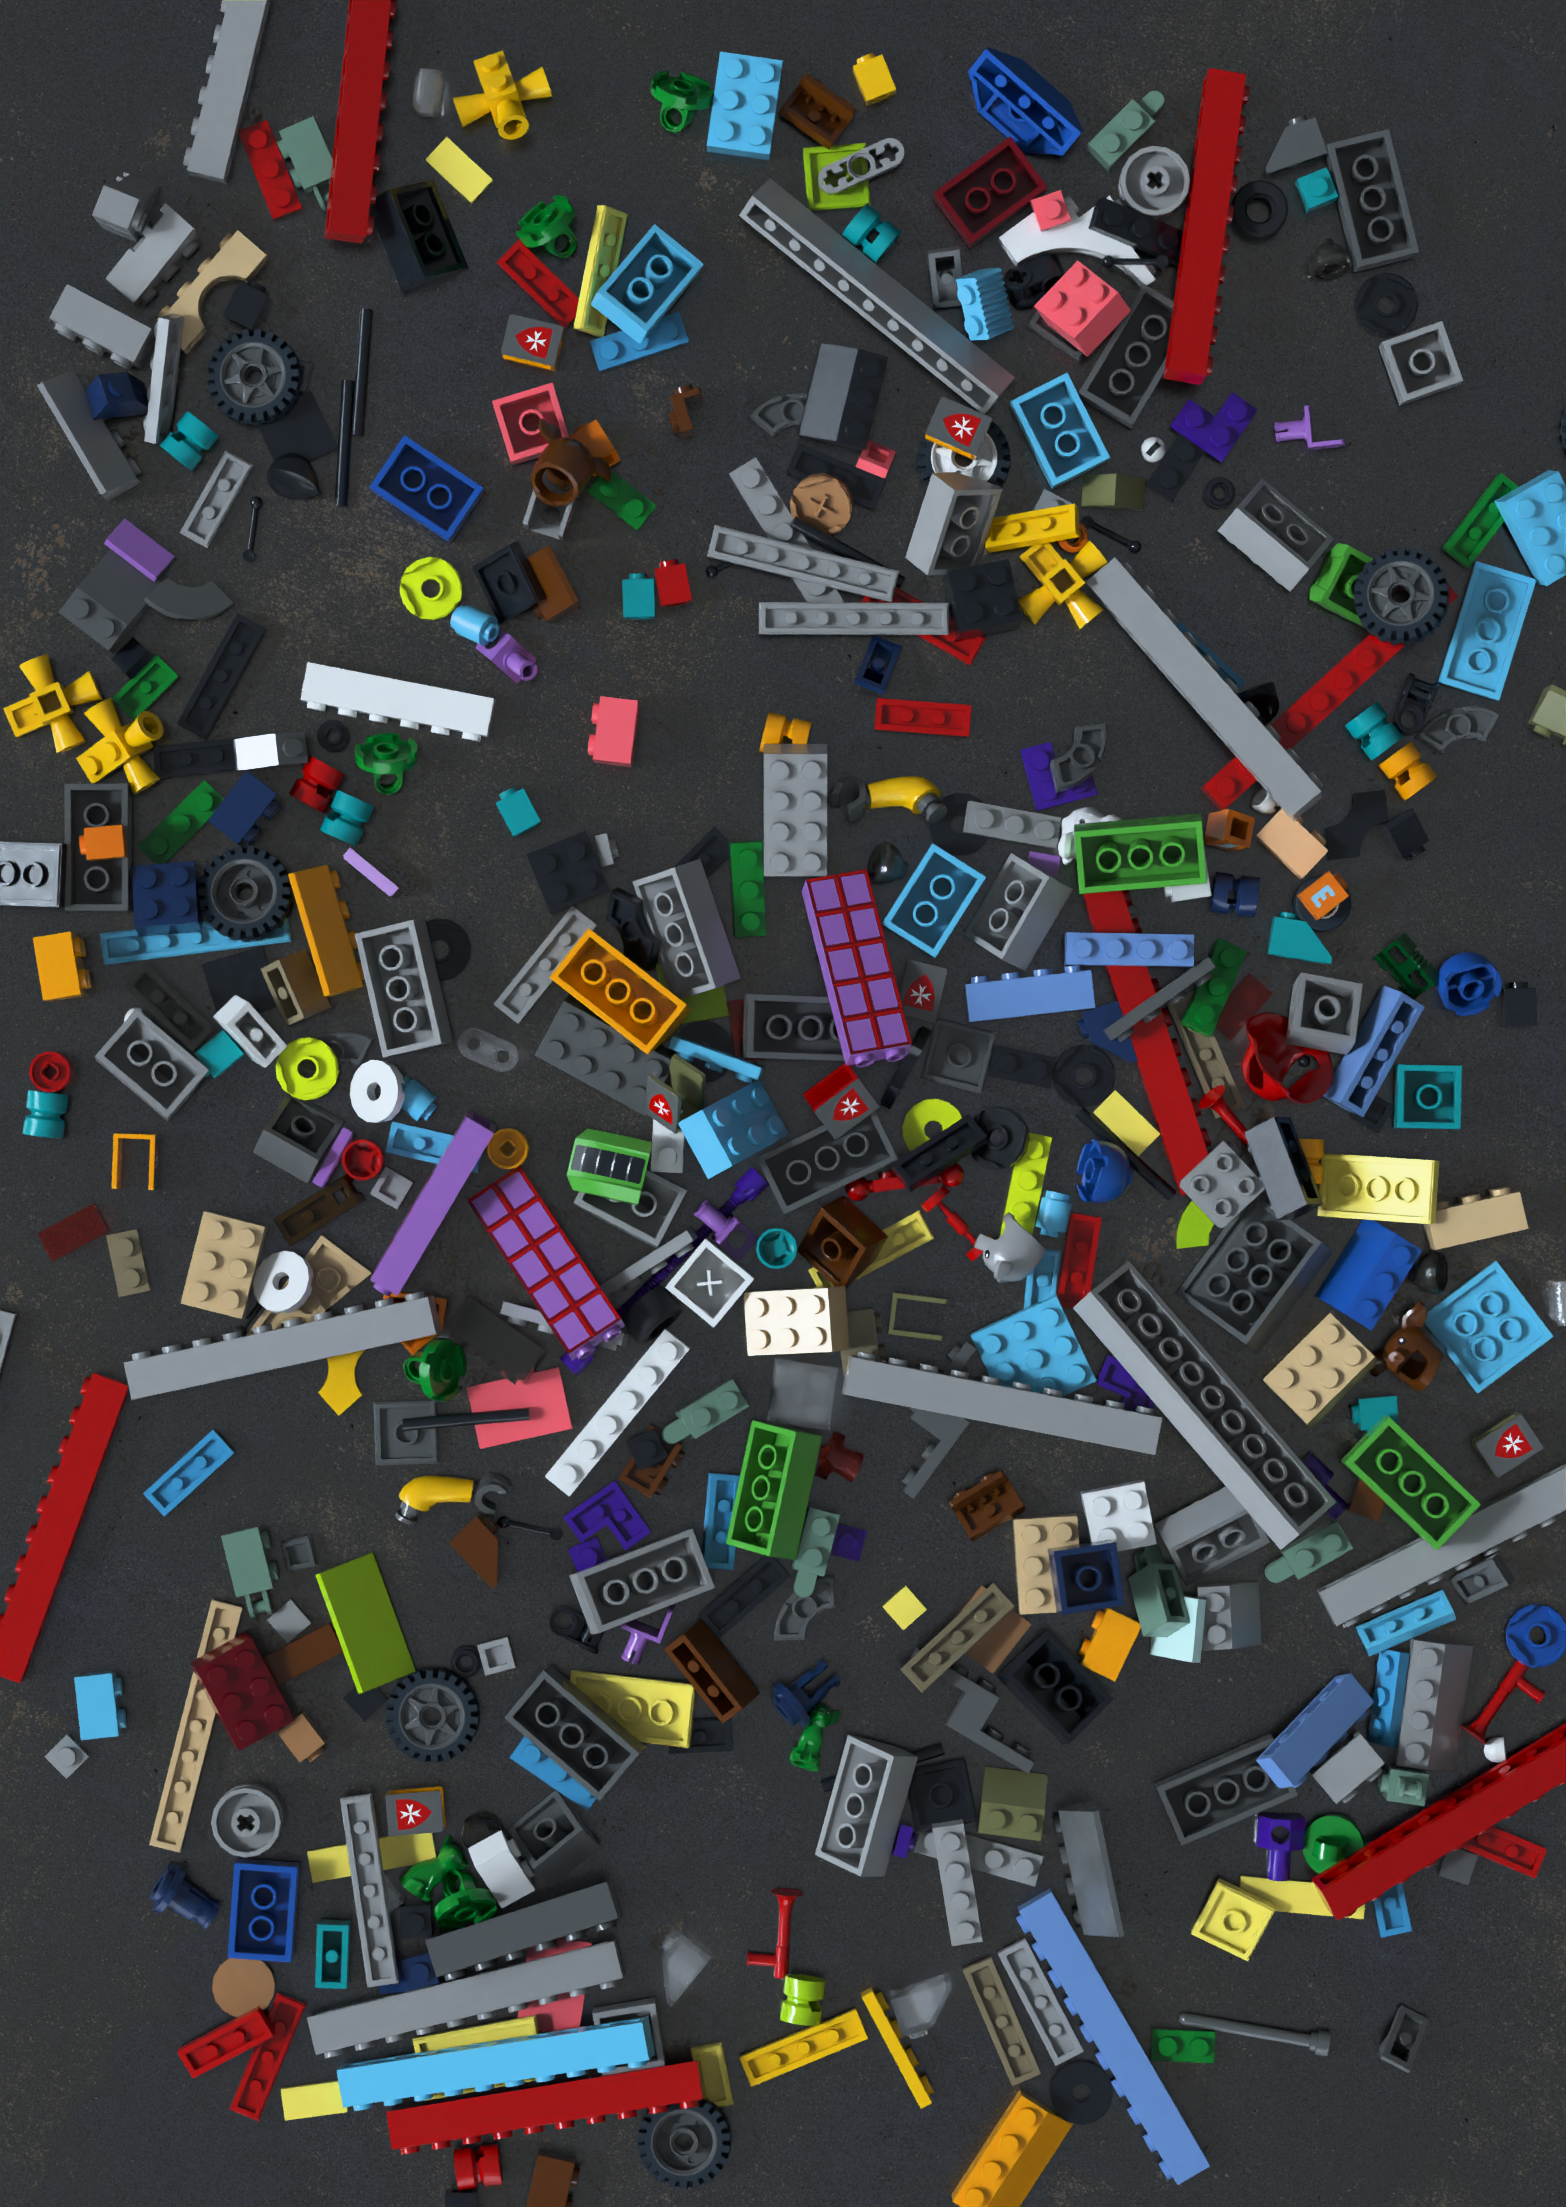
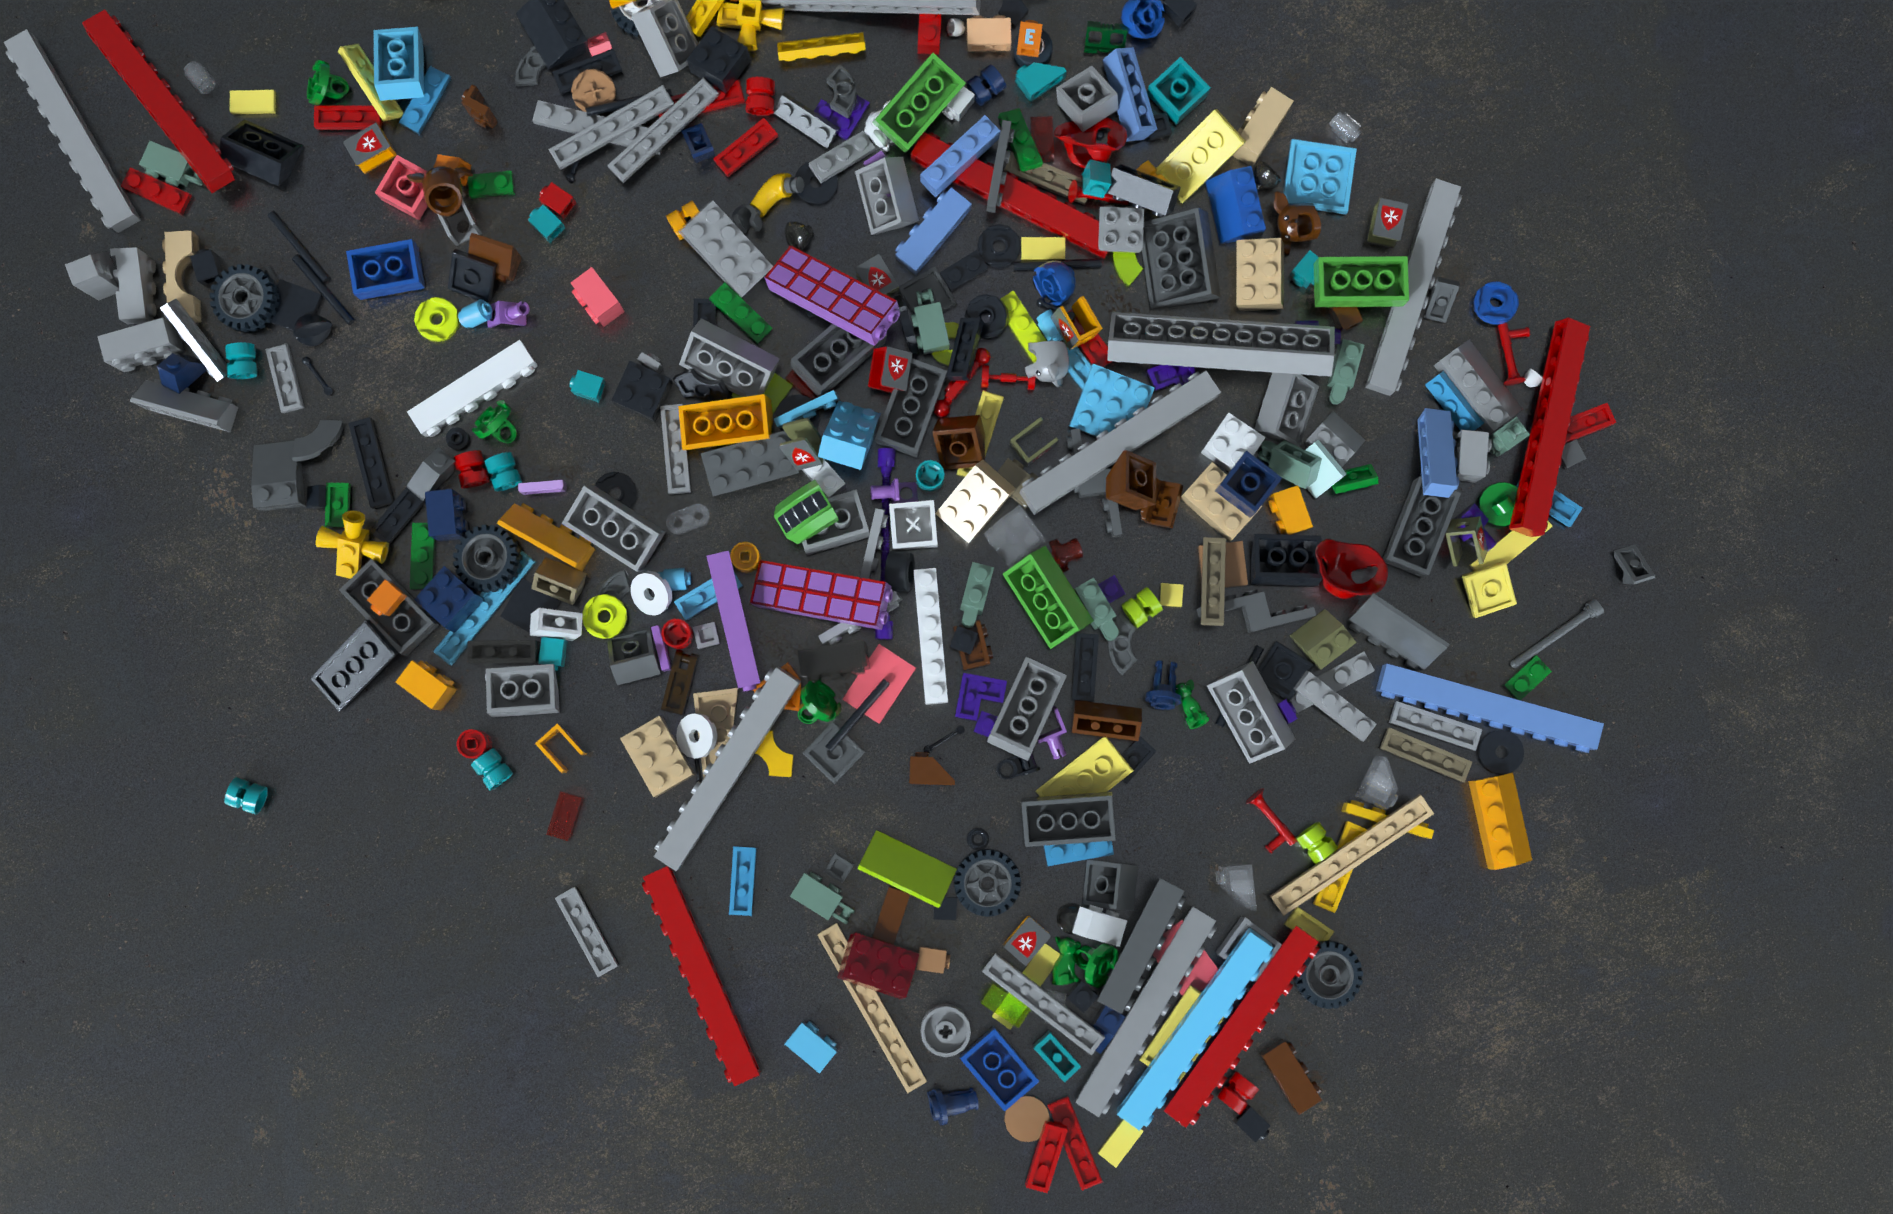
camera: 50 degrees left, 5 degrees down
(51, 704) = (296, 559): yellow brick -> none
(67, 1756) = (821, 1089): light grey plate -> none
(128, 1262) = (608, 804): dark tan plate -> none
(139, 550) = (268, 439): medium lavender tile -> none
(289, 1621) = (867, 906): light grey tile -> none
(330, 1854) = (1005, 1005): none -> clear neon green plate
(429, 1490) = (873, 771): piece -> none
(496, 1655) = (990, 820): light grey plate -> none
(502, 96) = (237, 42): yellow brick -> none
(718, 1513) = (1033, 640): dark azure plate -> none
(824, 2046) = (1352, 854): none -> tan plate
(860, 1592) = (1140, 608): none -> lime wheel
(929, 1092) = (930, 324): none -> sand green brick
(933, 900) = (839, 229): medium azure brick -> none
(975, 1457) = (1132, 481): none -> reddish brown slope
(989, 678) = (760, 99): none -> red wheel
(1012, 750) = (806, 120): none -> plate
(1082, 1223) = (1041, 302): none -> black hinge
(1094, 1244) = (1067, 329): none -> light orange piece
(1098, 1019) = (980, 217): dark blue slope -> none
(1104, 686) = (821, 46): none -> yellow plate
(1111, 1743) = (1342, 560): none -> red piece
(1211, 1675) = (1356, 478): none -> green plate
(1229, 830) = (953, 53): orange brick -> none
(1247, 1109) = (1096, 178): none -> teal brick
(1272, 1850) = (1475, 528): none -> olive piece
(1406, 1622) = (1426, 359): medium azure plate -> none

